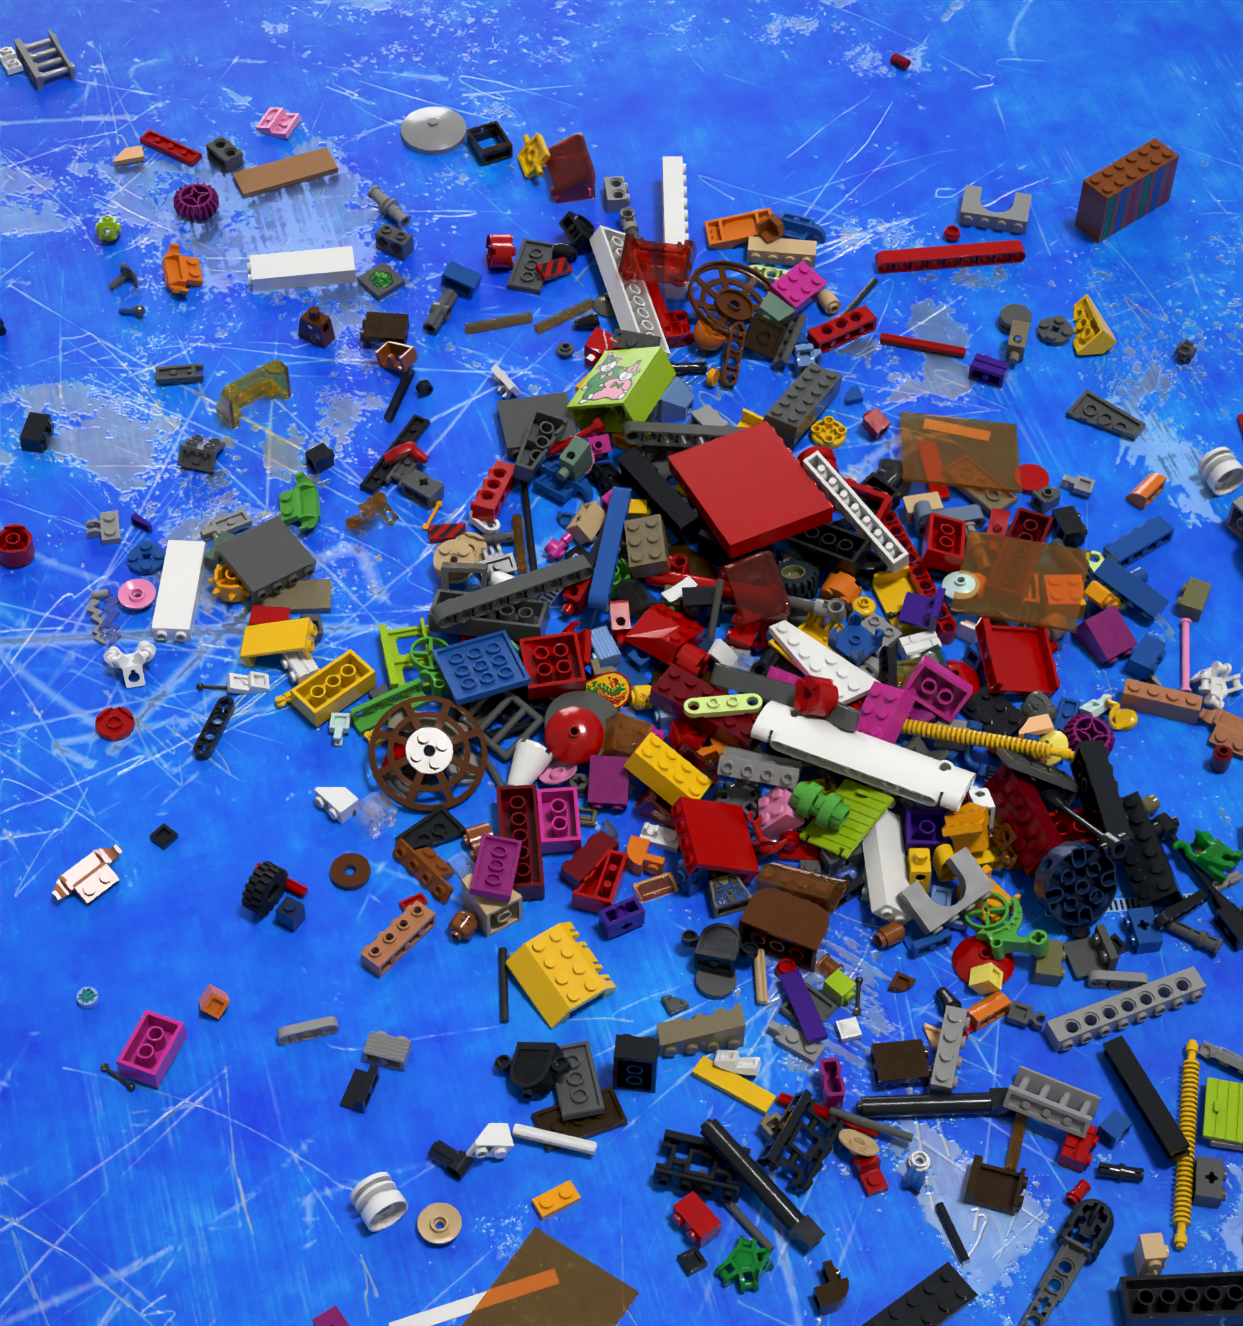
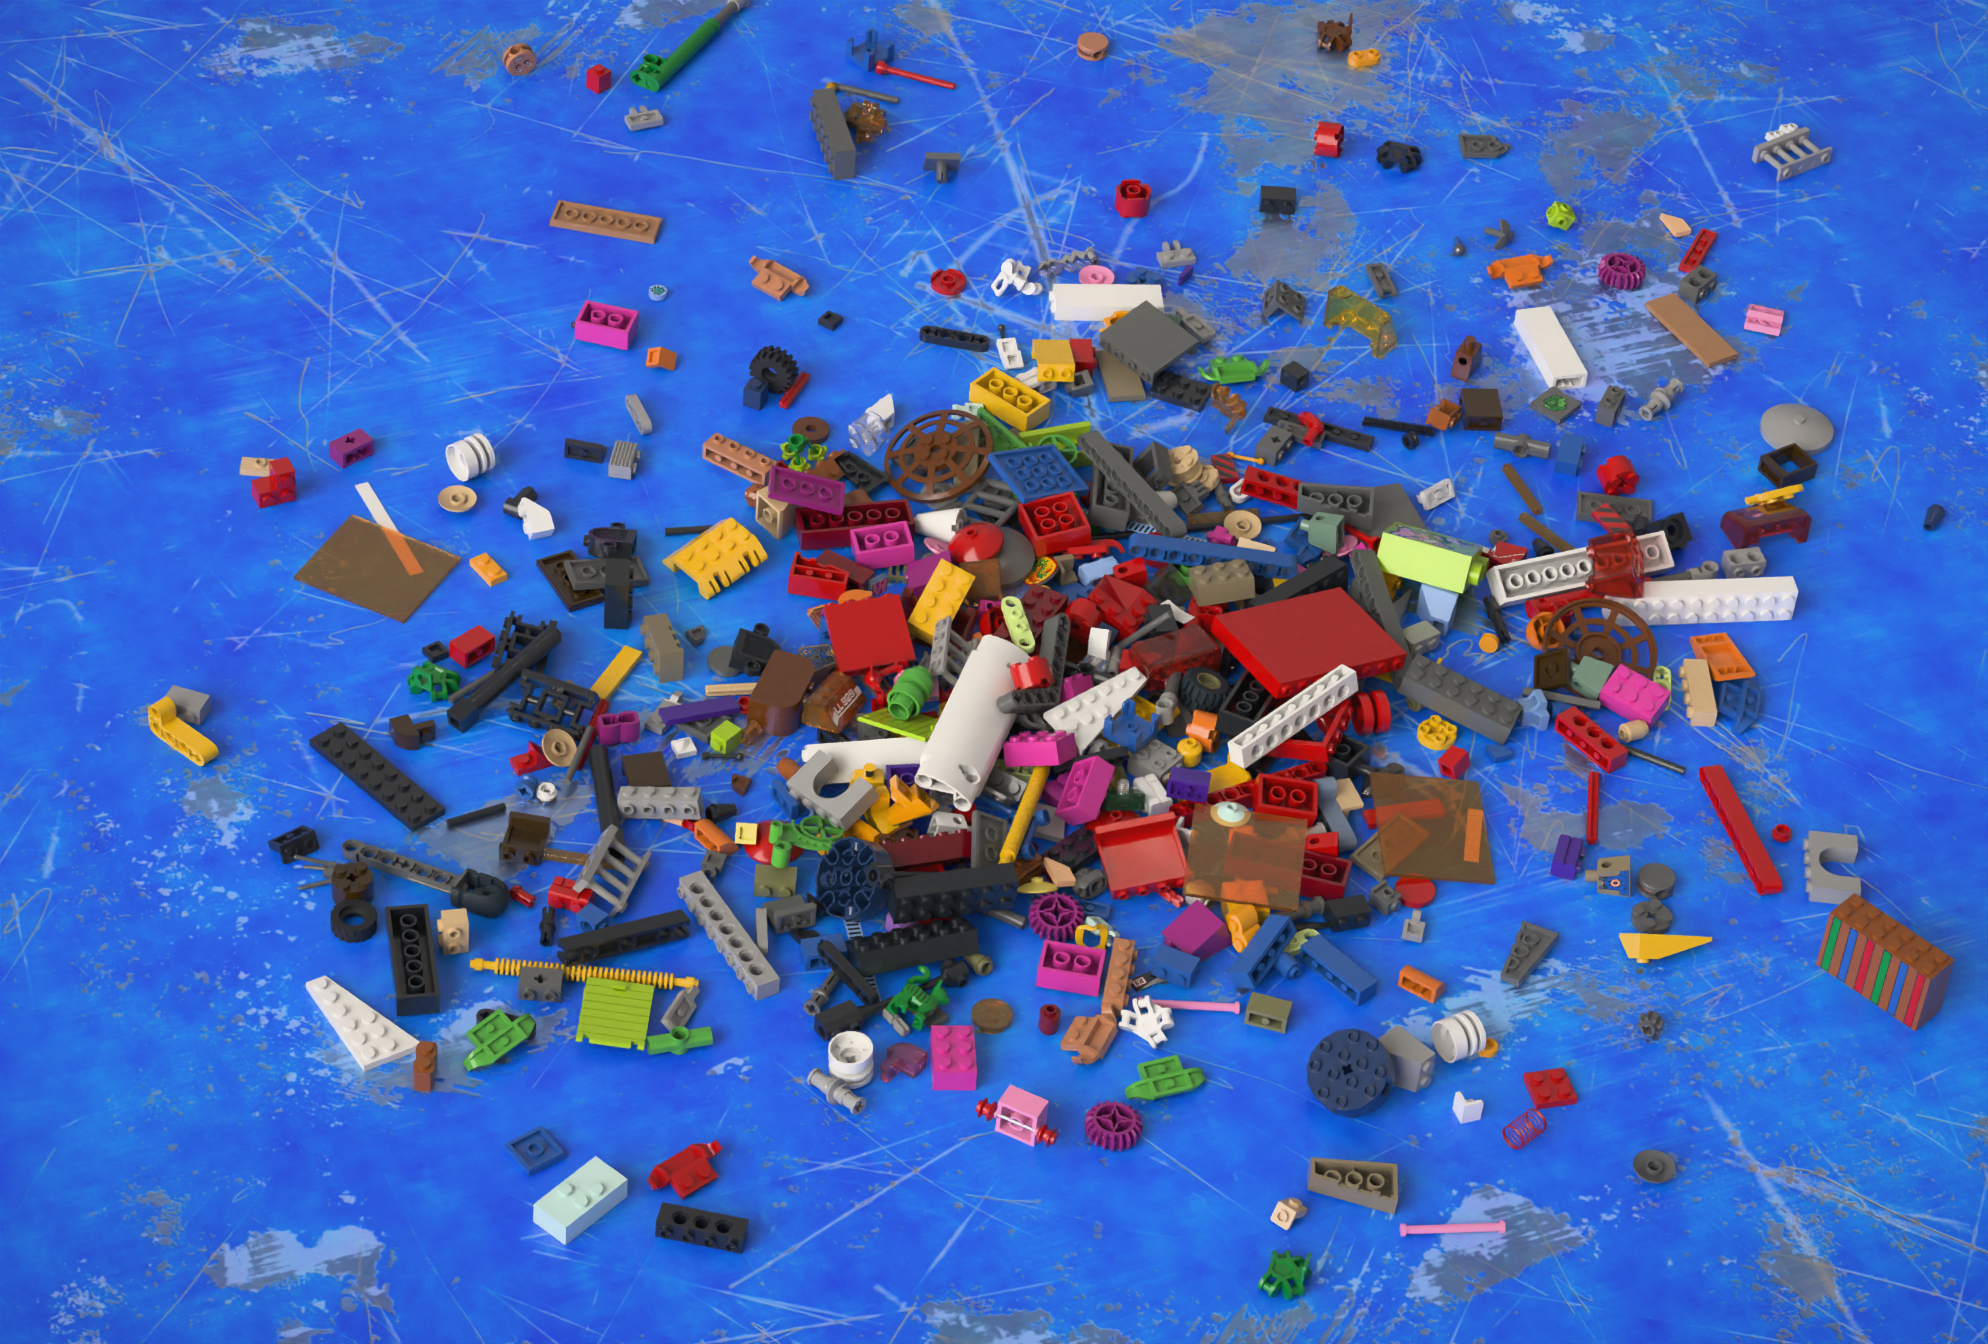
camera: 80 degrees right, 10 degrees down
(328, 549) = (1180, 391): none -> black plate
(398, 874) = (796, 445): none -> plant
(540, 528) = (1243, 524): none -> tan dish
(554, 1138) = (543, 559): white axle -> none
(561, 68) = (1934, 515): none -> dark blue cone
(621, 917) = (780, 591): dark purple brick -> none
(633, 340) = (1494, 559): dark grey hinge -> none
(730, 1061) = (636, 672): white slope -> none
(735, 355) = (1519, 652): reddish brown beam -> none
(770, 228) = (1717, 668): dark orange panel -> none
(1156, 733) = (1070, 968): none -> dark pink brick
(1211, 805) = (992, 1015): none -> clear orange tile

